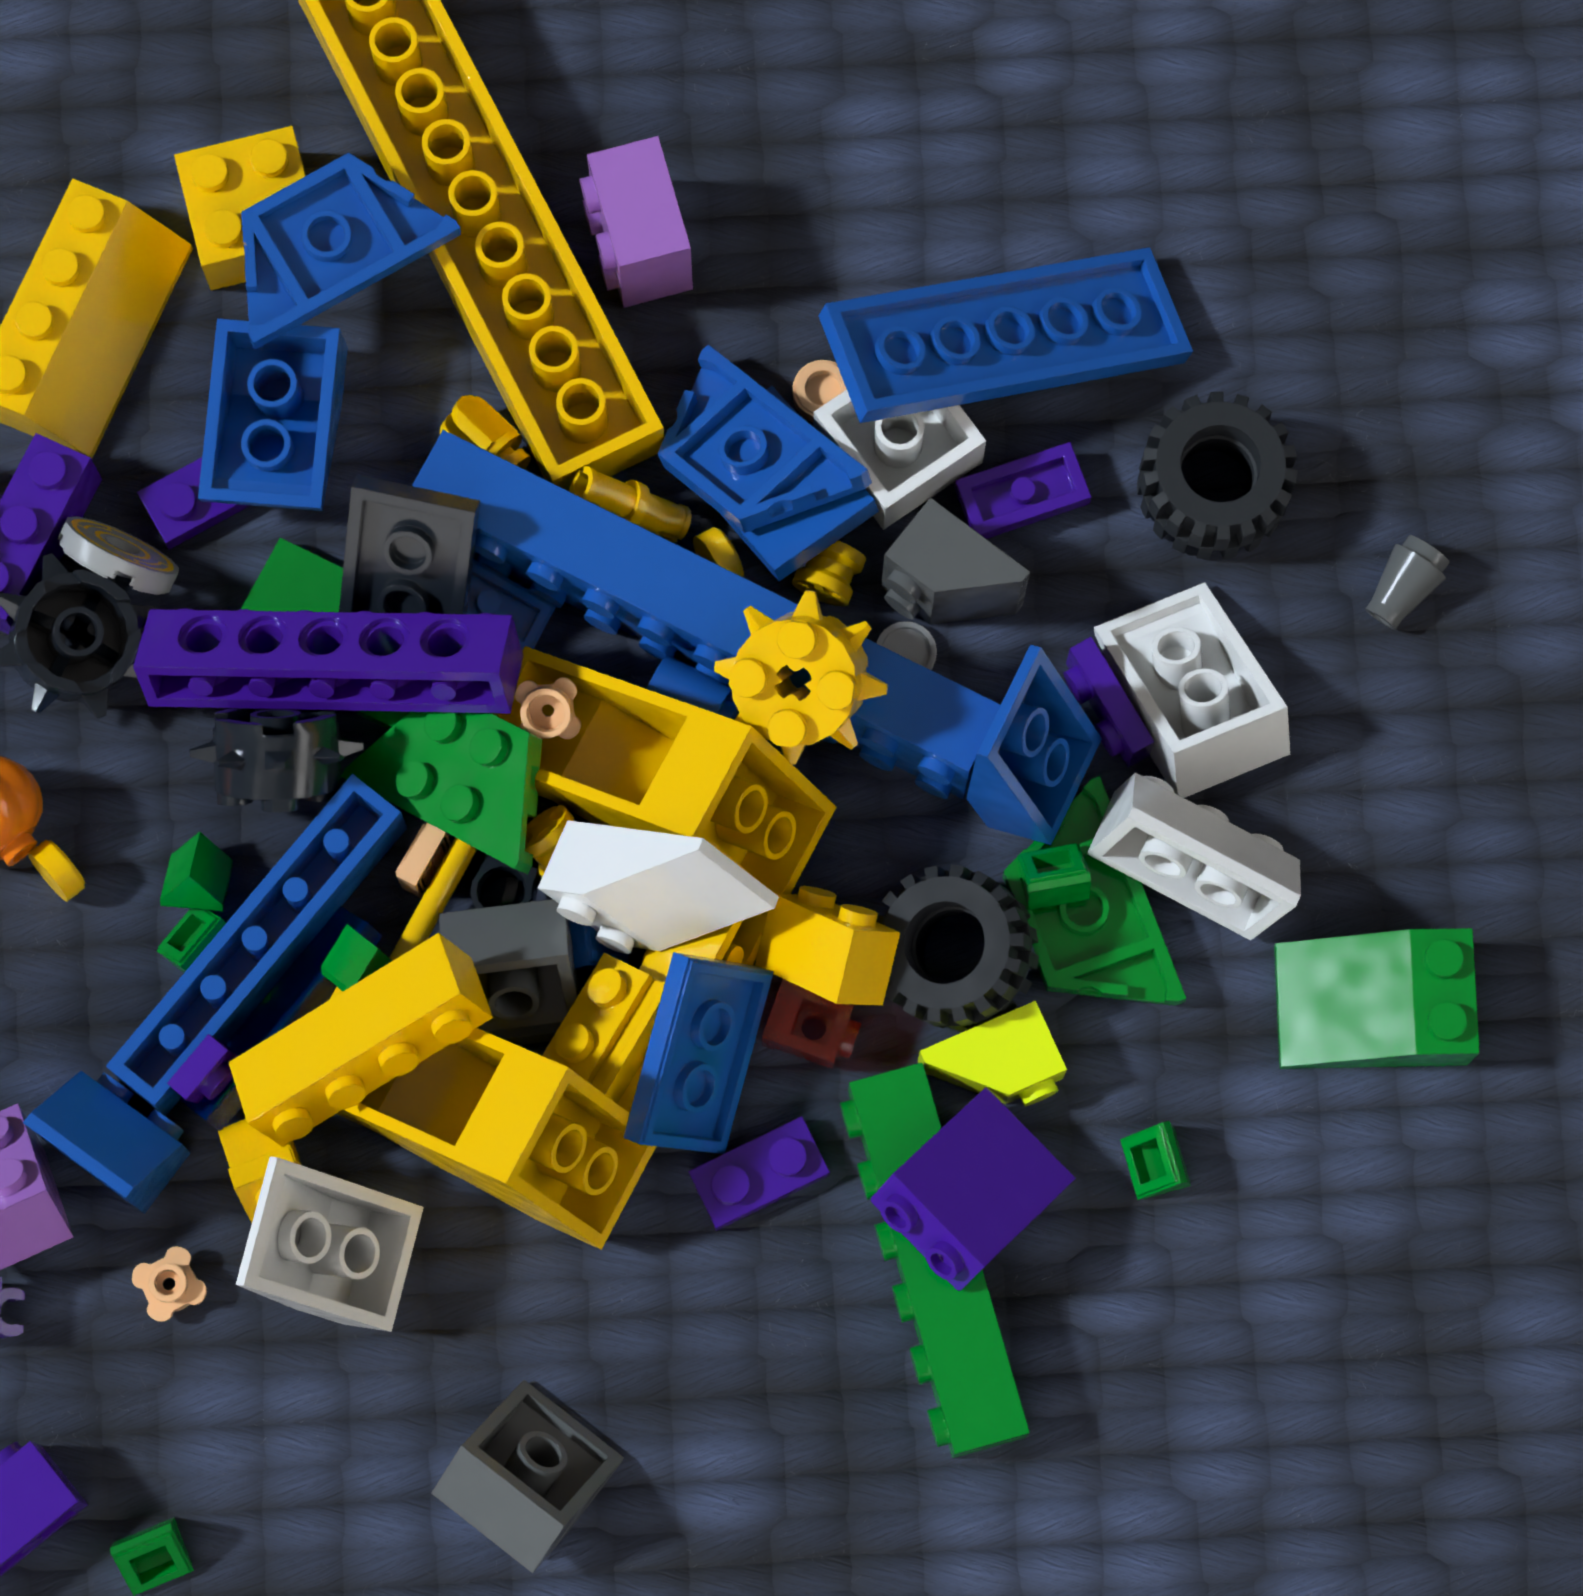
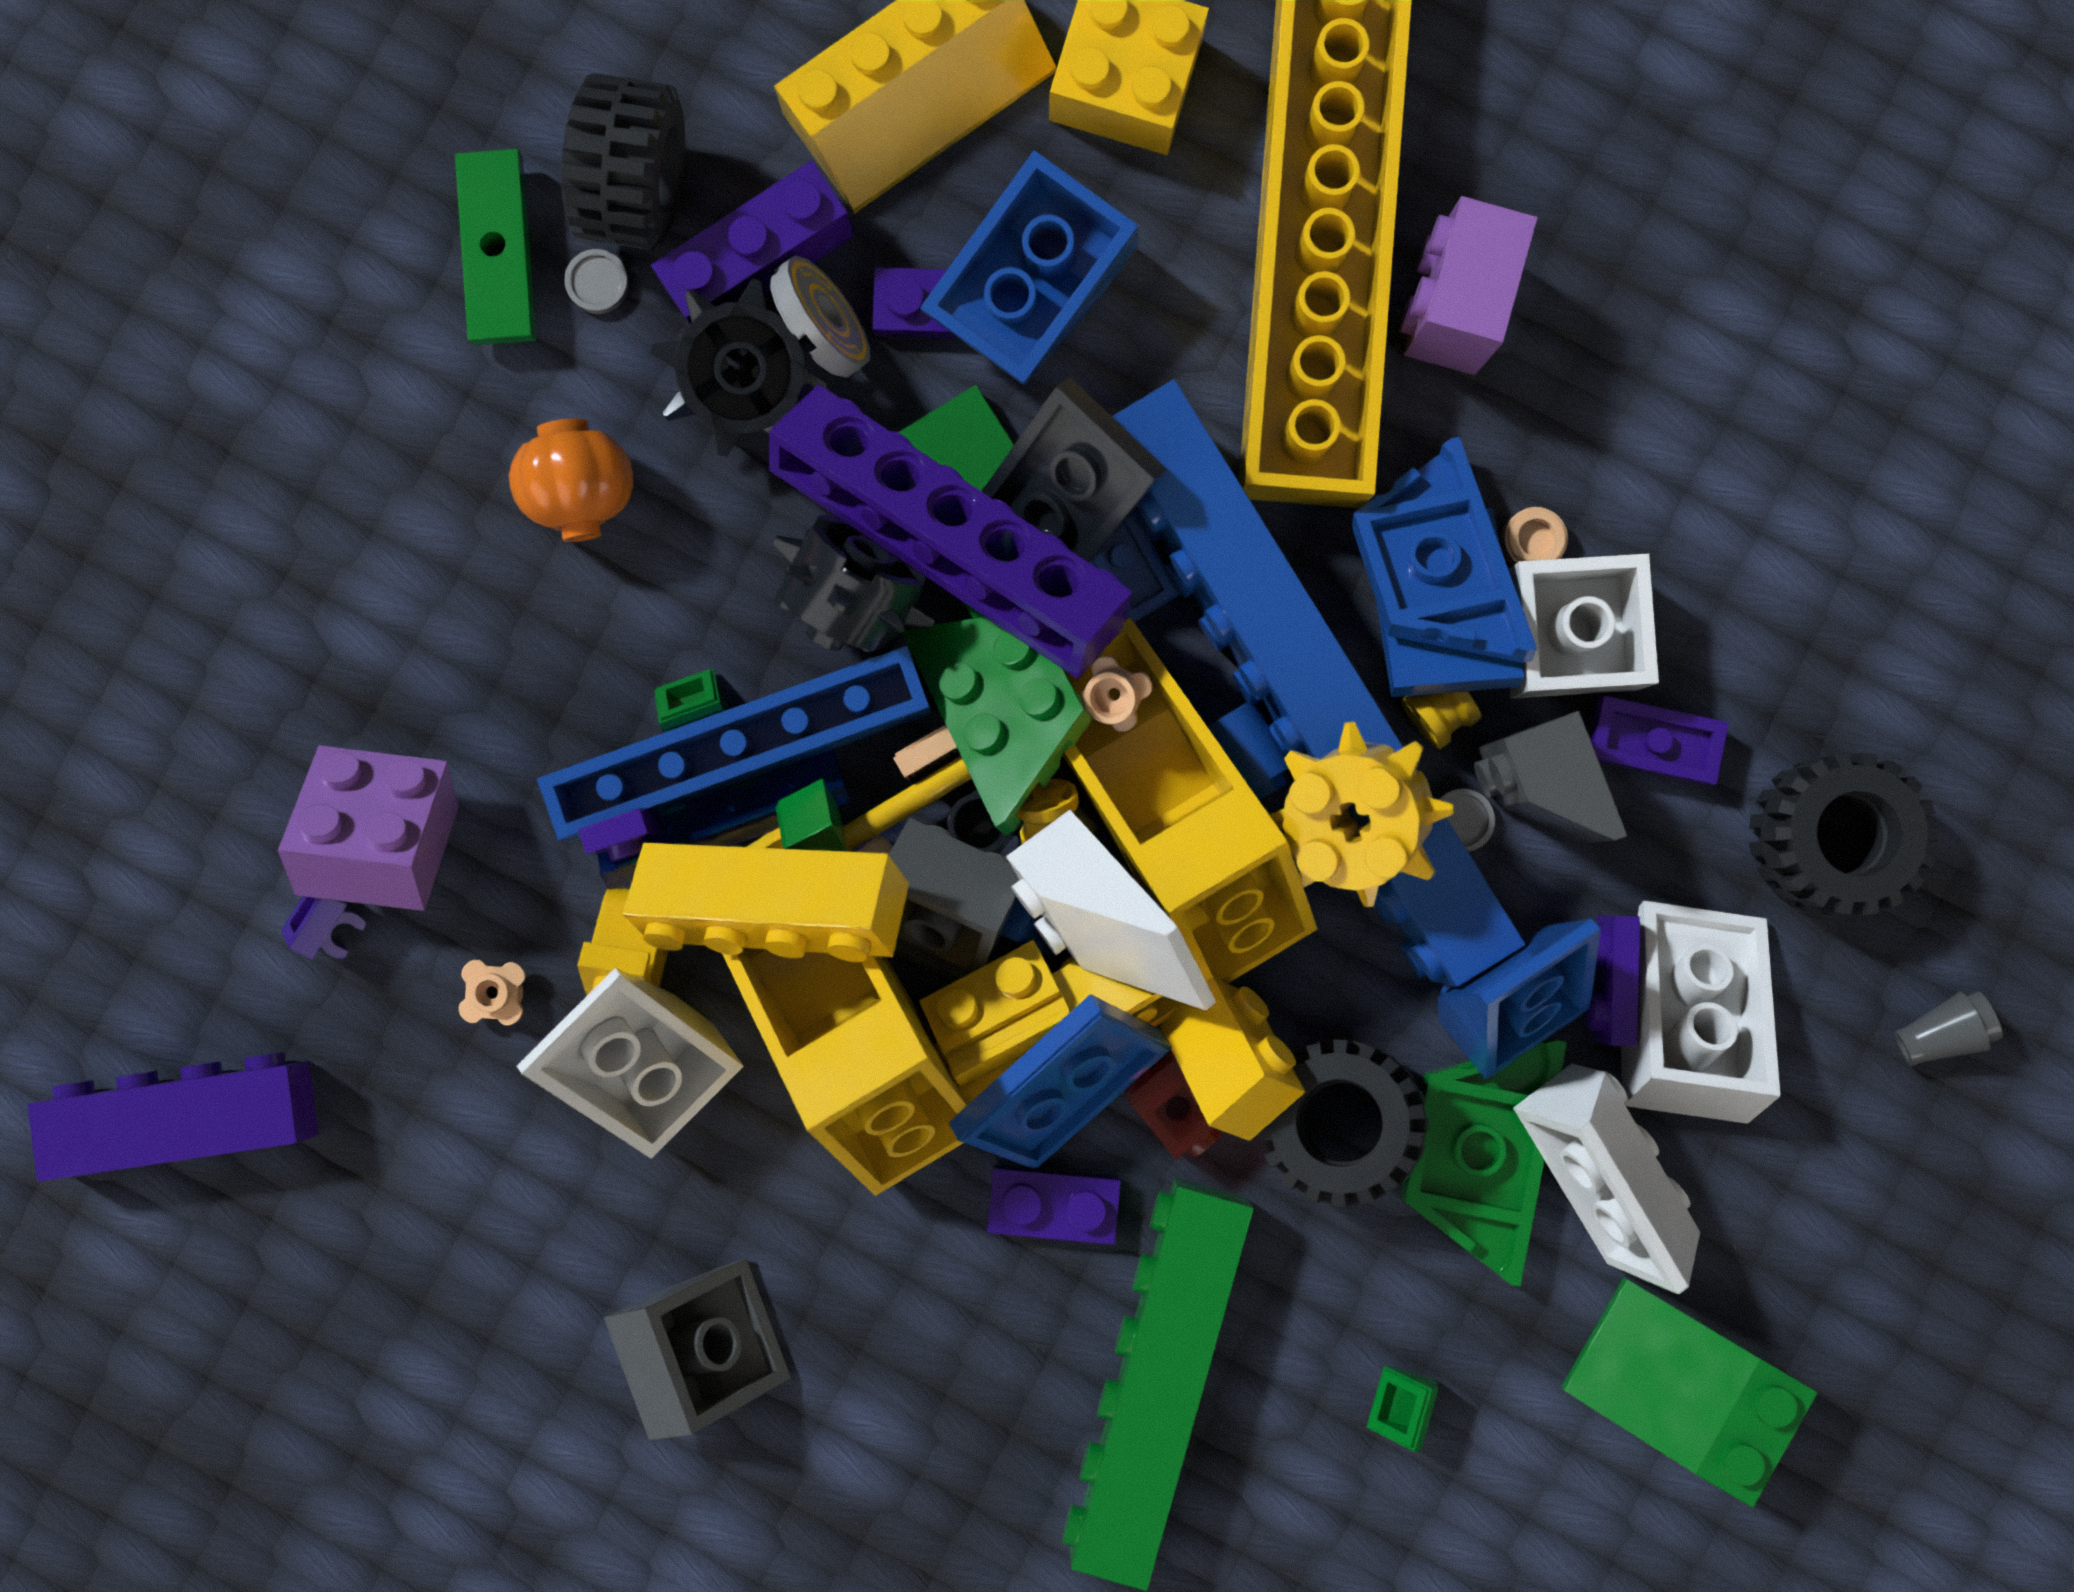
camera: 30 degrees right, 10 degrees up
(57, 870) = (607, 568): yellow tile -> none
(110, 1138) = (505, 840): blue slope -> none
(152, 1556) = (342, 1214): green slope -> none
(197, 876) = (724, 648): green slope -> none
(329, 242) = (1177, 139): blue wing -> none
(484, 427) = (1213, 397): yellow arm -> none
(633, 502) = (1302, 544): yellow pin -> none
(717, 548) = (1352, 633): yellow tile -> none
(971, 1189) = (1228, 1352): dark purple panel -> none
(1004, 334) = (1733, 592): blue plate -> none
(1006, 1055) = (1330, 1244): neon yellow slope -> none
(1054, 876) = (1473, 1109): green slope -> none

